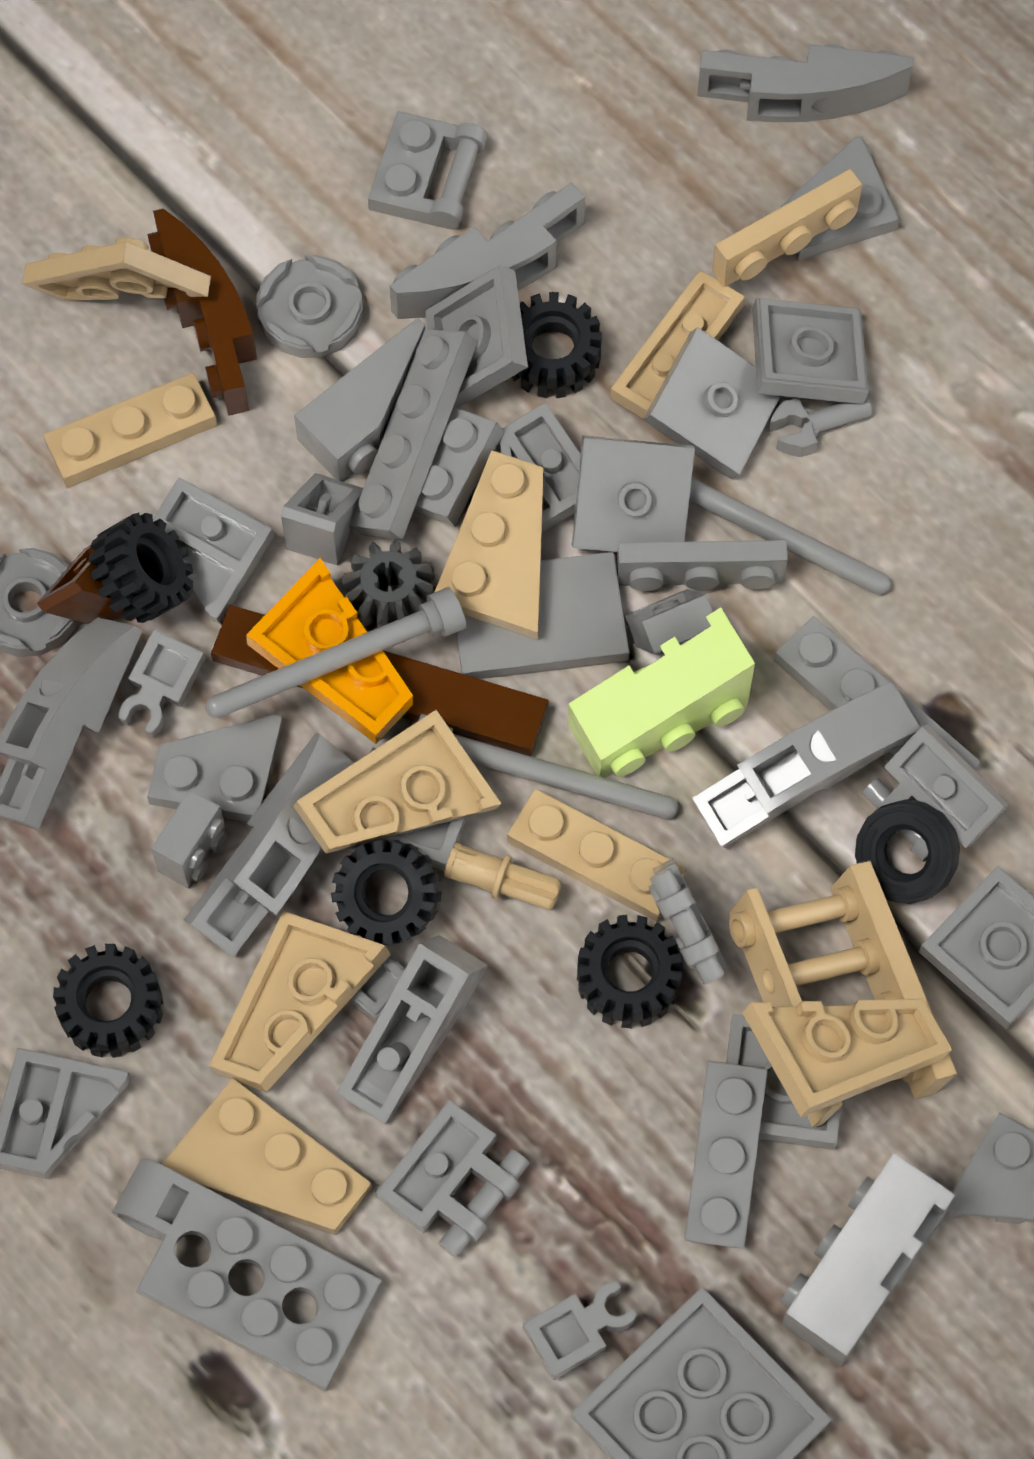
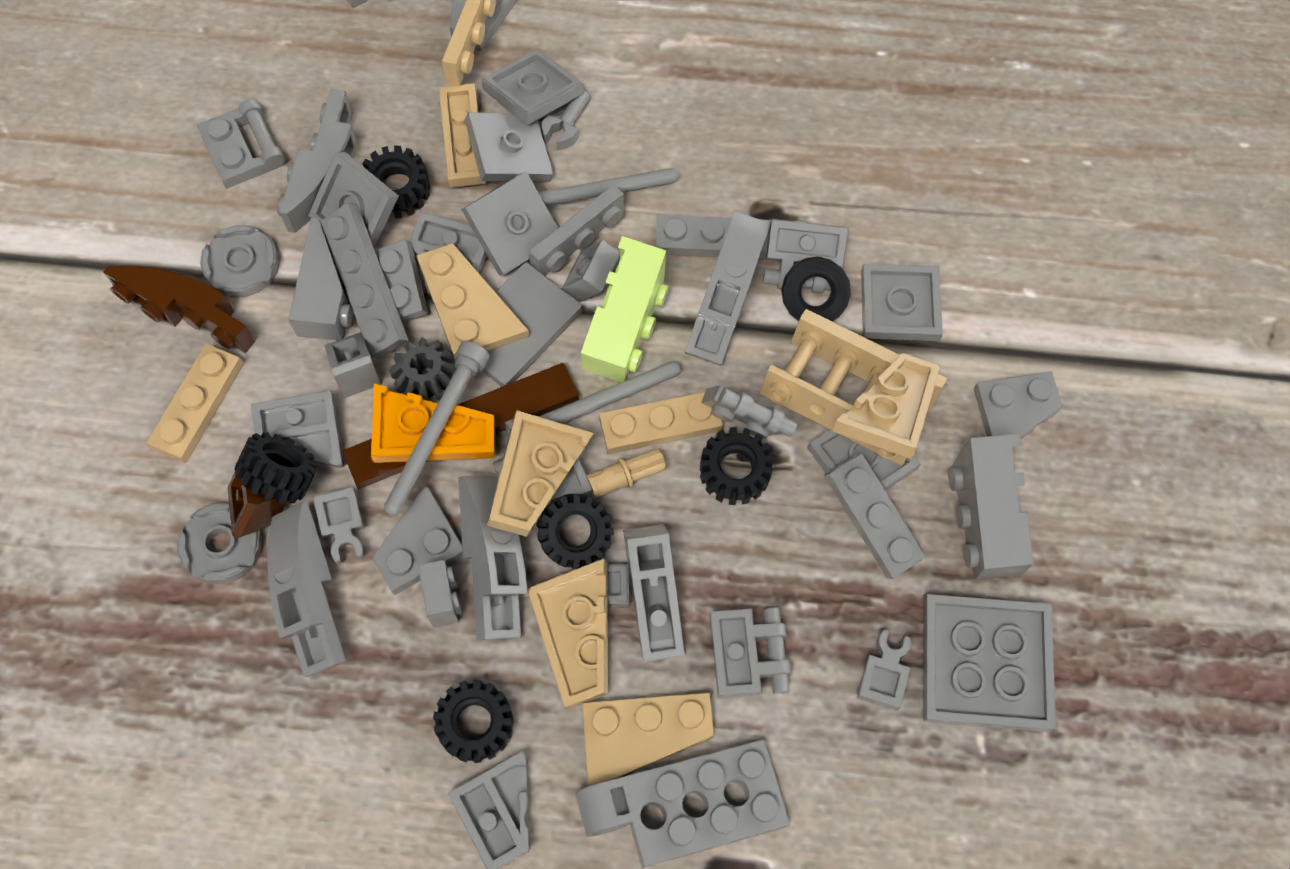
camera: 45 degrees left, 0 degrees up
(113, 268) = (103, 323): tan wing -> none

